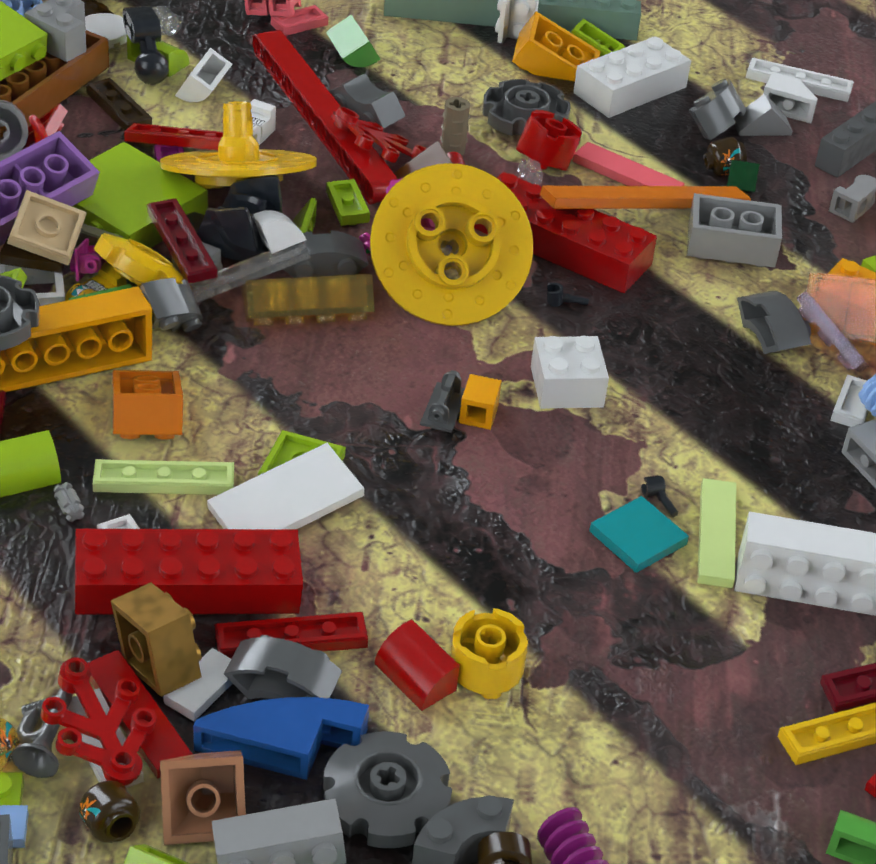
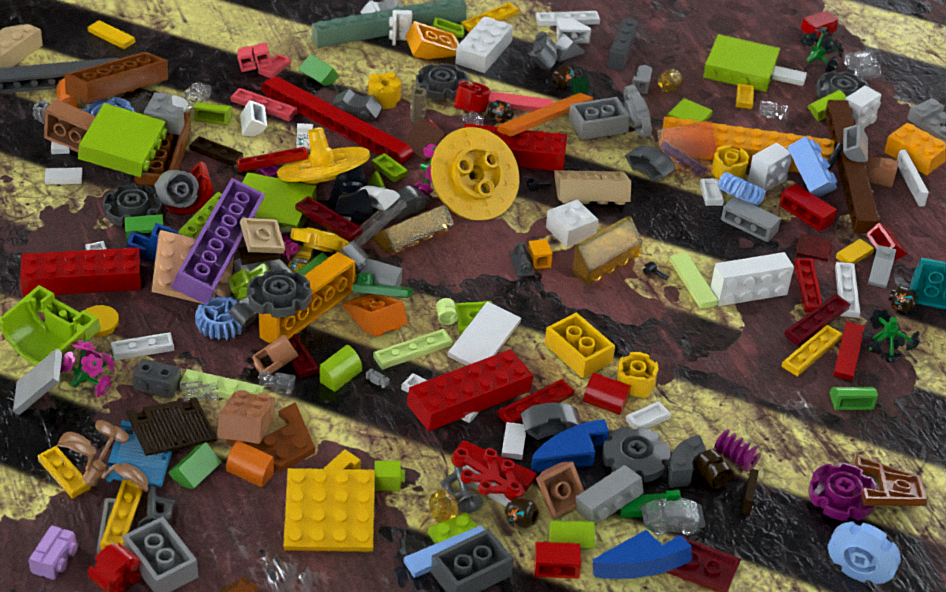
camera: 25 degrees left, 0 degrees up
(145, 28) = (207, 99): black beam -> none
(157, 638) = (487, 425): pearl gold brick -> none
(165, 358) = (366, 285): none -> green hinge
(199, 352) = (383, 273): none -> light grey brick
(243, 66) = (272, 106): none -> coral tile
(258, 438) = (446, 311): none -> yellowish green wheel
(371, 132) = (380, 126): red plant -> none
(424, 93) = (385, 89): none -> yellow brick
(427, 566) = (579, 345): none -> yellow brick
(465, 732) = (648, 416): none -> white tile
(582, 171) = (500, 111): none -> dark brown head
(590, 431) = (607, 251): none -> clear yellow slope
(639, 534) = (658, 294): teal tile -> none
(648, 328) = (593, 186): none -> tan slope
(690, 44) = (499, 13): none -> yellow tile
(797, 235) = (638, 111): none -> light grey piece

